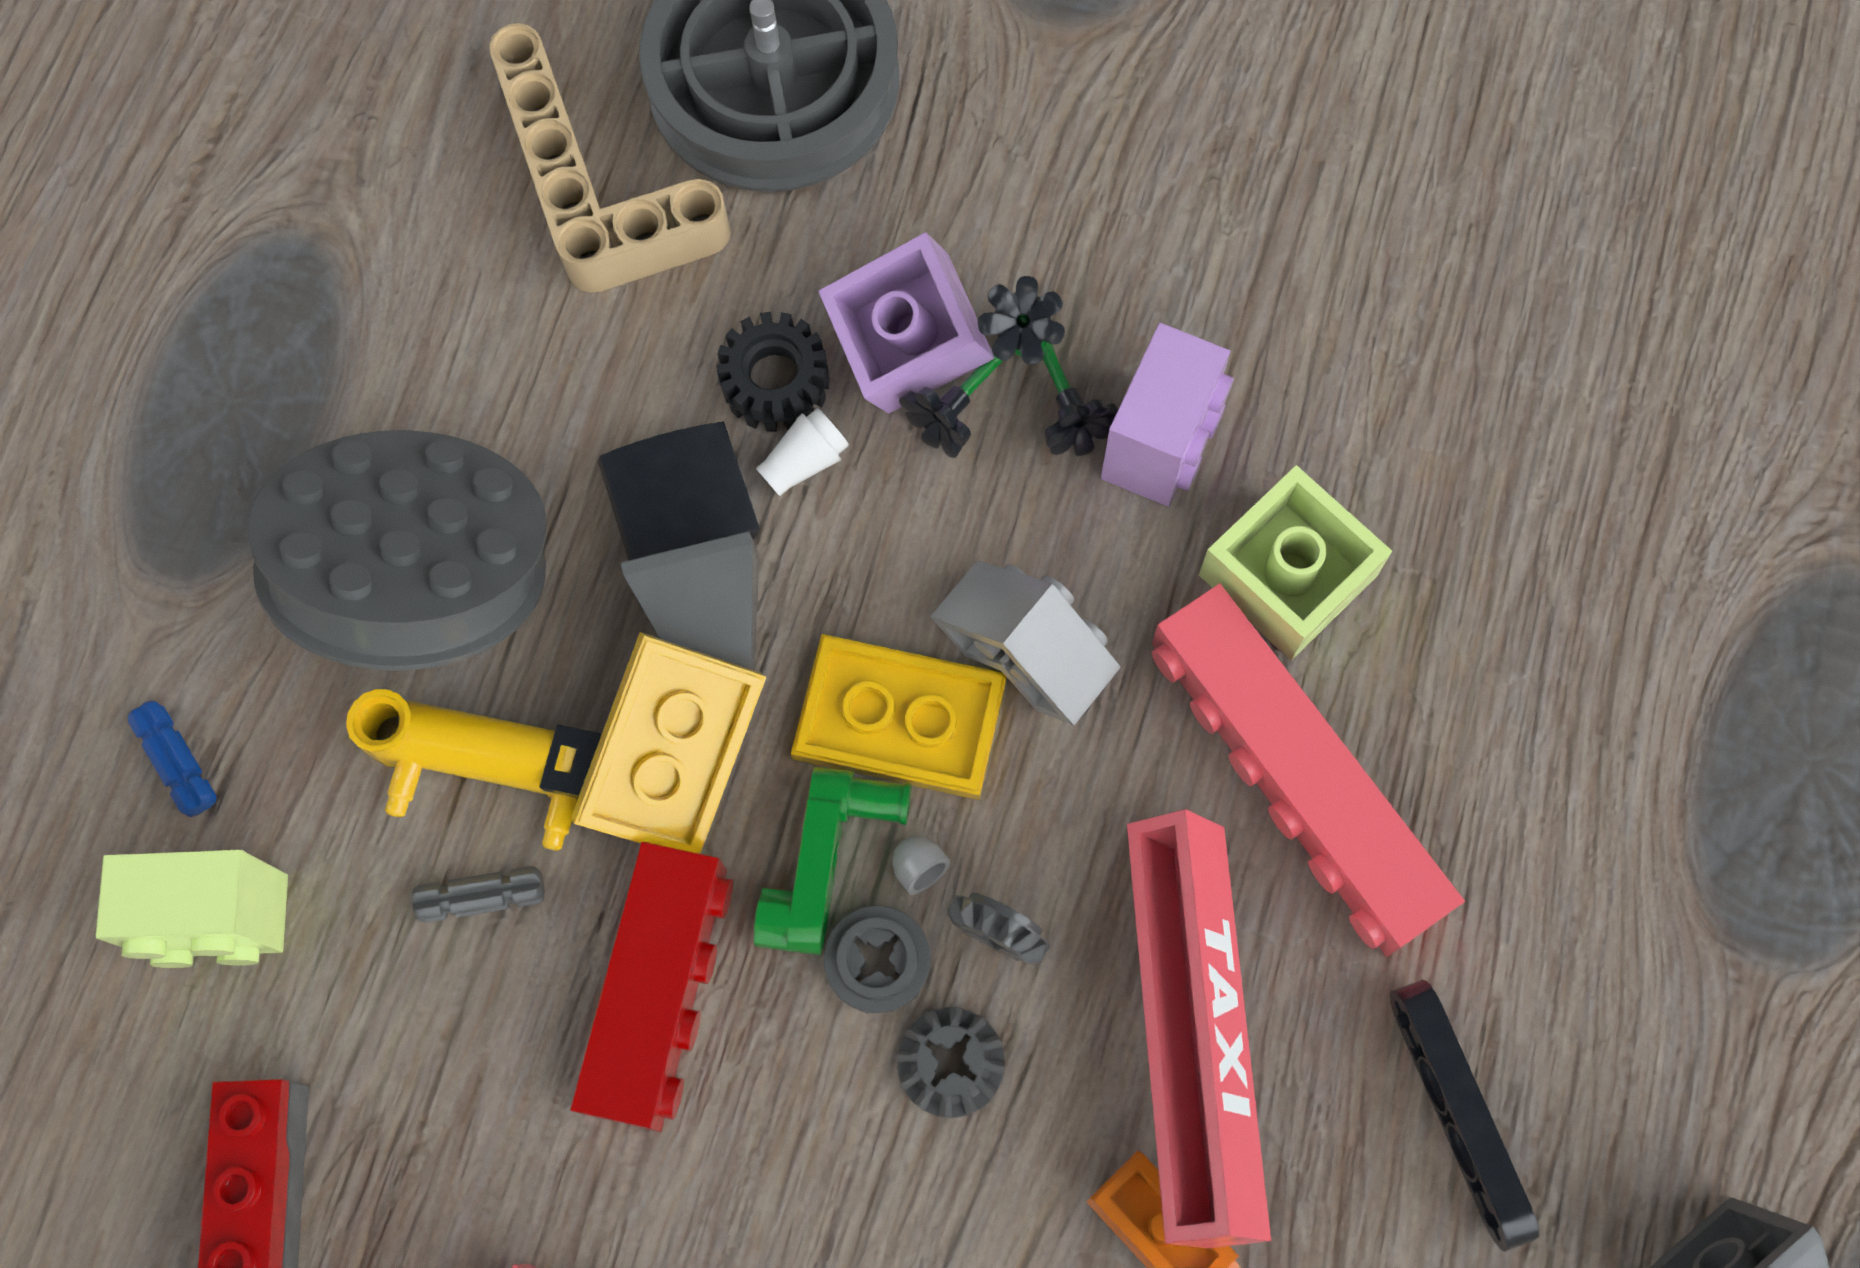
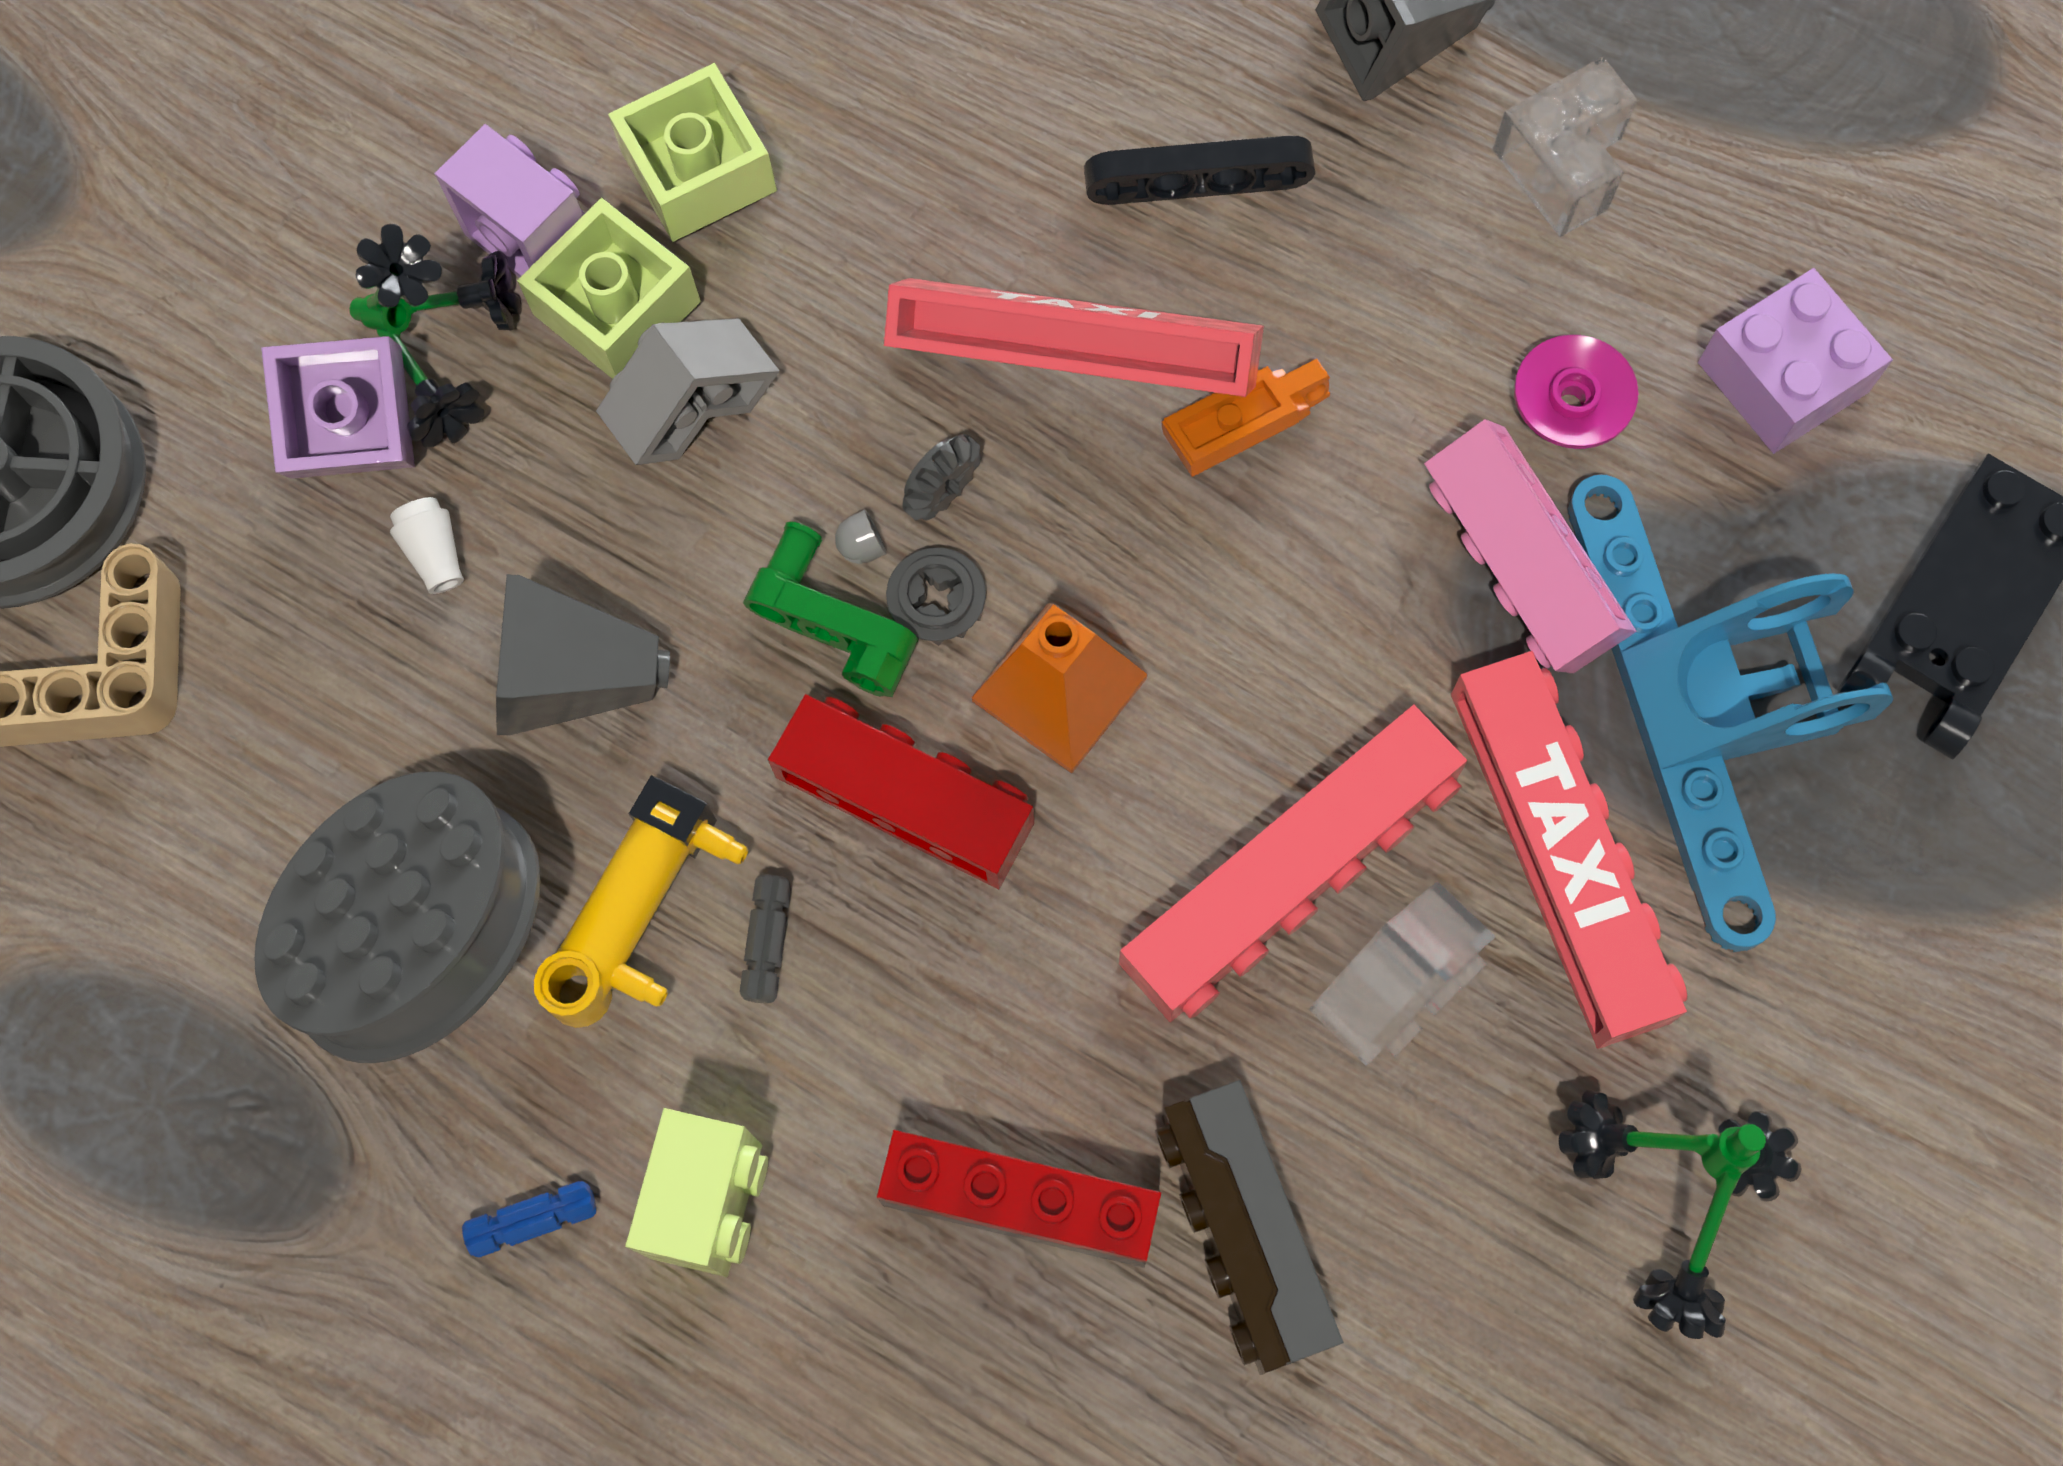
camera: 75 degrees left, 0 degrees up
(668, 746) = (683, 713): yellow tile -> none
(677, 490) = (428, 669): black slope -> none
(764, 341) = (316, 525): black tyre -> none
(836, 1143) = (1060, 687): none -> orange slope
(899, 716) = (716, 526): yellow tile -> none
(956, 1094) = (1039, 583): dark grey gear -> none
(1110, 530) = (607, 287): none -> yellowish green brick
(1303, 771) = (876, 204): coral brick -> none

